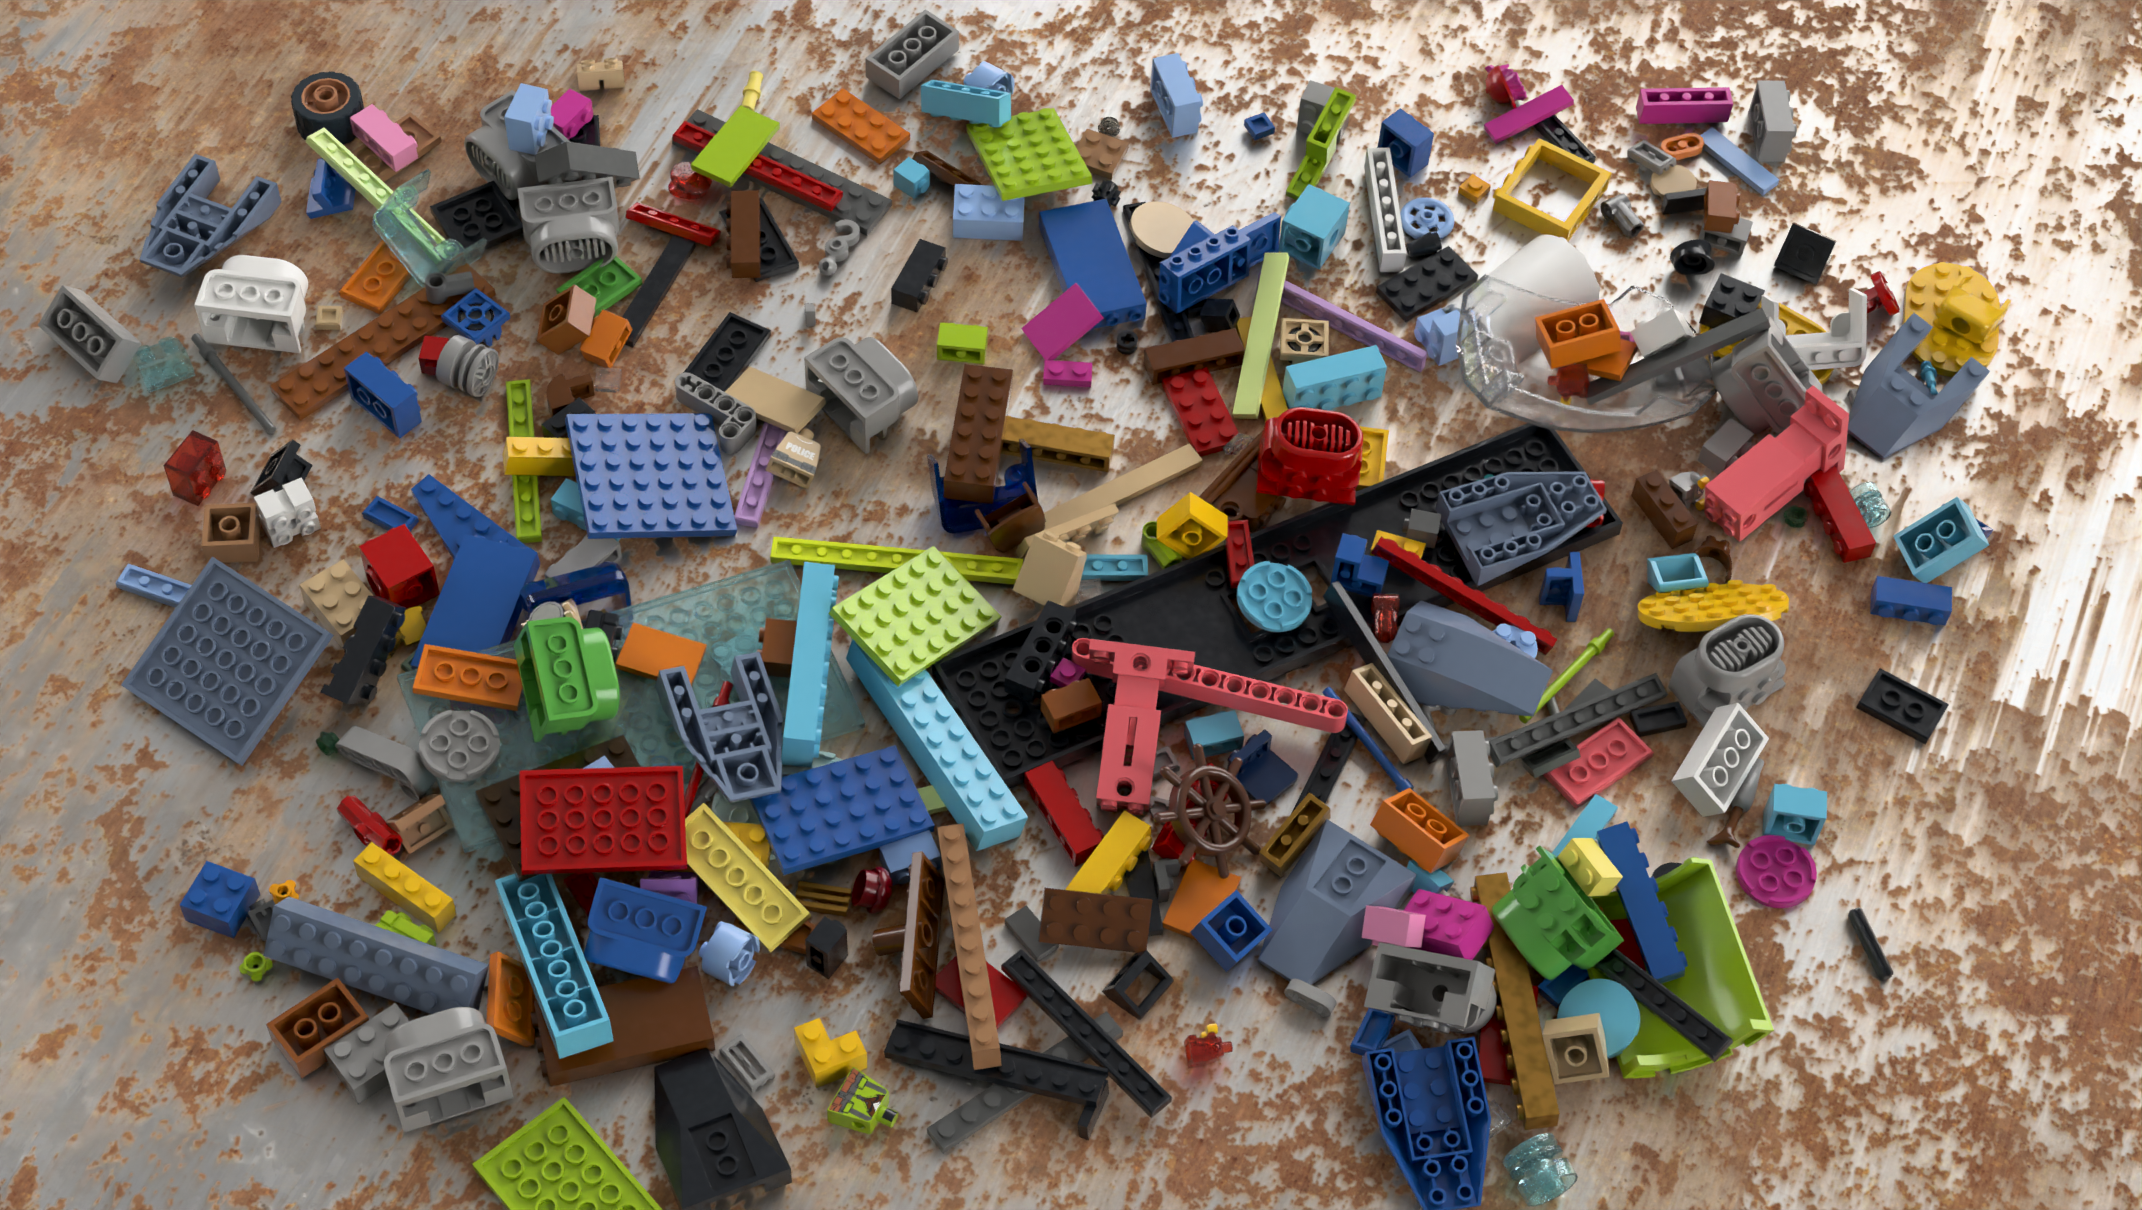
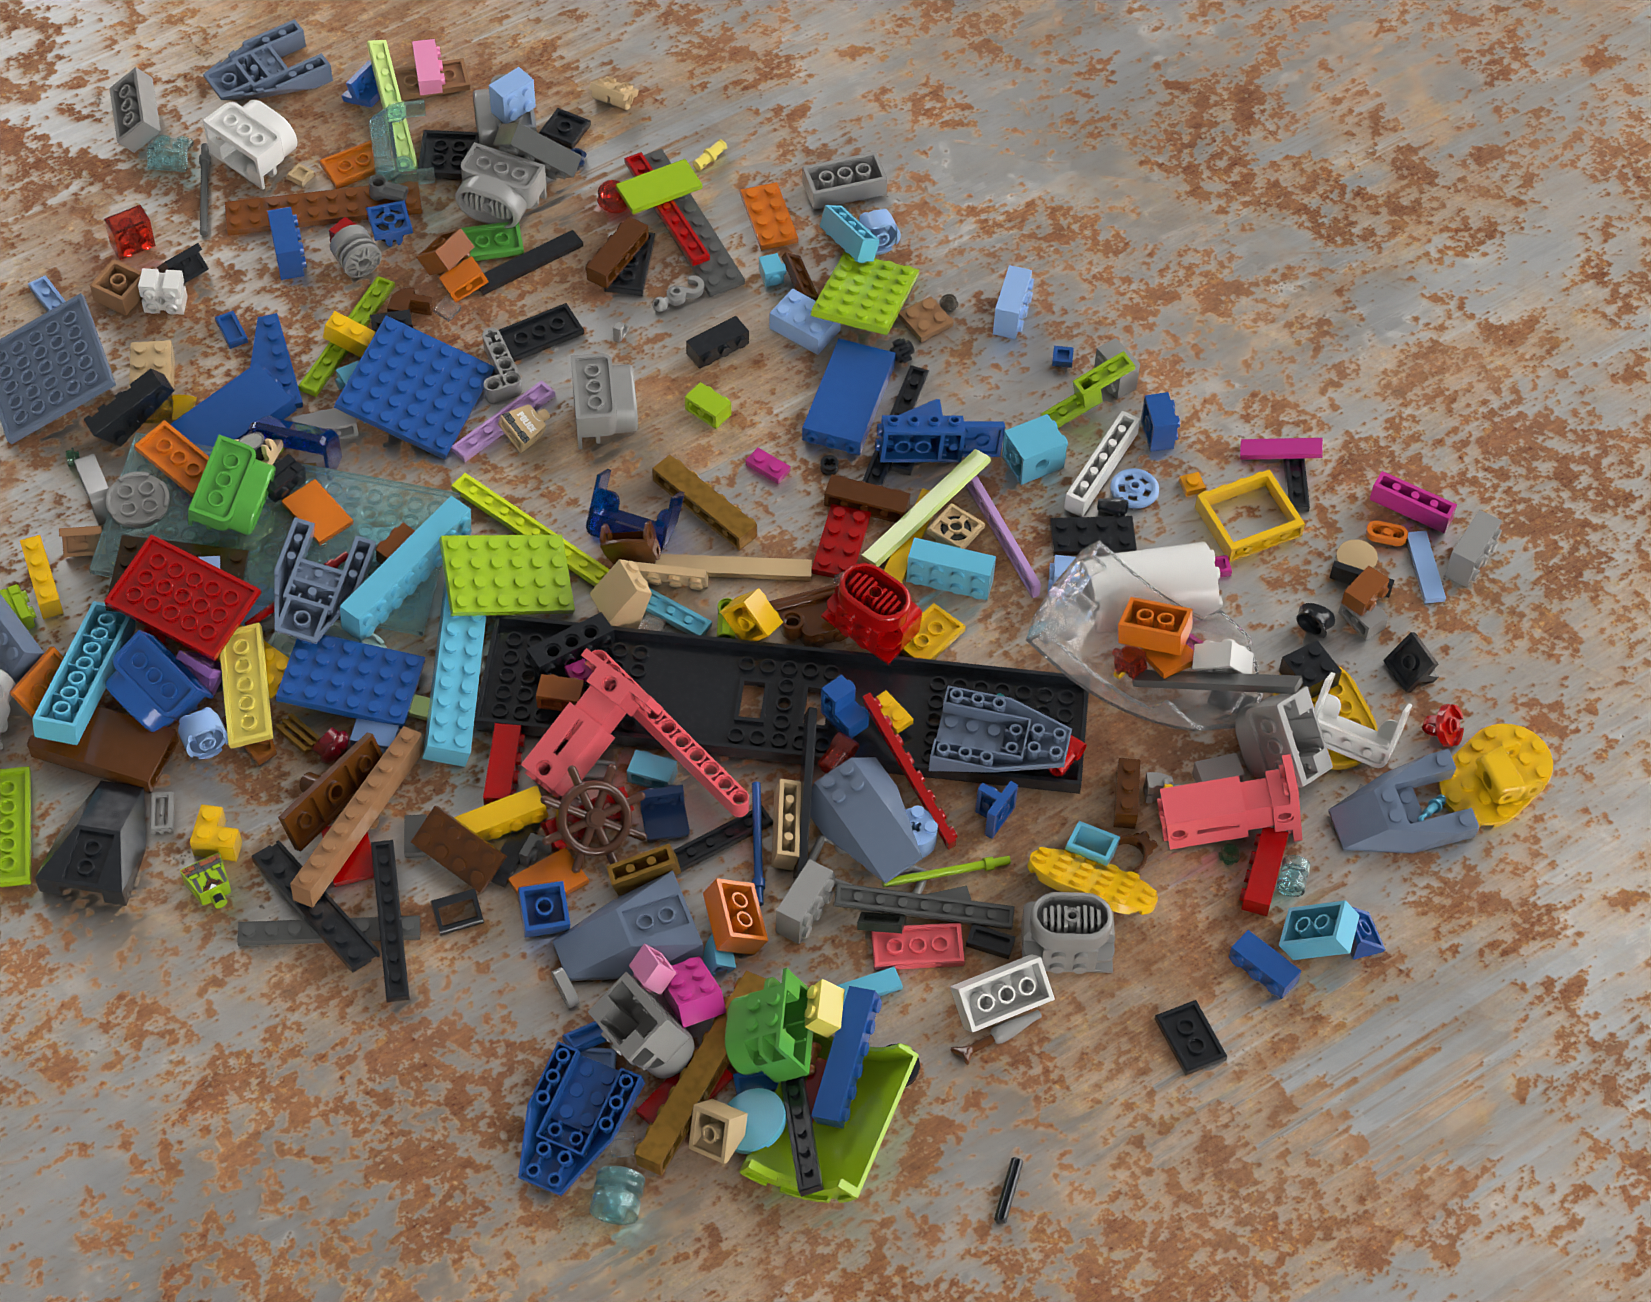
camera: 35 degrees right, 0 degrees up
(328, 103) = (407, 23): black wheel -> none
(369, 826) = (51, 523): red piece -> none
(399, 568) = (200, 365): red brick -> none
(571, 113) = (564, 110): dark pink brick -> none
(673, 224) = (577, 222): red tile -> none
(776, 400) = (542, 379): tan tile -> none
(826, 947) = (268, 764): black brick -> none
(978, 434) = (655, 472): reddish brown brick -> none
(1062, 323) = (788, 426): dark pink tile -> none
(1090, 1115) = (346, 979): black tile -> none
(1159, 227) = (920, 388): tan tile -> none
(1205, 1049) = (463, 979): clear red piece -> none
(1219, 315) = (910, 479): black brick -> none
(1238, 550) = (772, 654): red tile -> none
(1274, 596) = (769, 697): medium azure tile -> none
(1422, 527) = (920, 706): dark grey brick -> none
(1504, 85) = (1277, 418): hair -> none
(1620, 212) = (1291, 559): flat silver piece -> none
(1651, 159) = (1355, 538): light grey tile -> none
(1776, 871) = (983, 1099): dark pink tile -> none
(1795, 813) = (1025, 1063): medium azure brick -> none

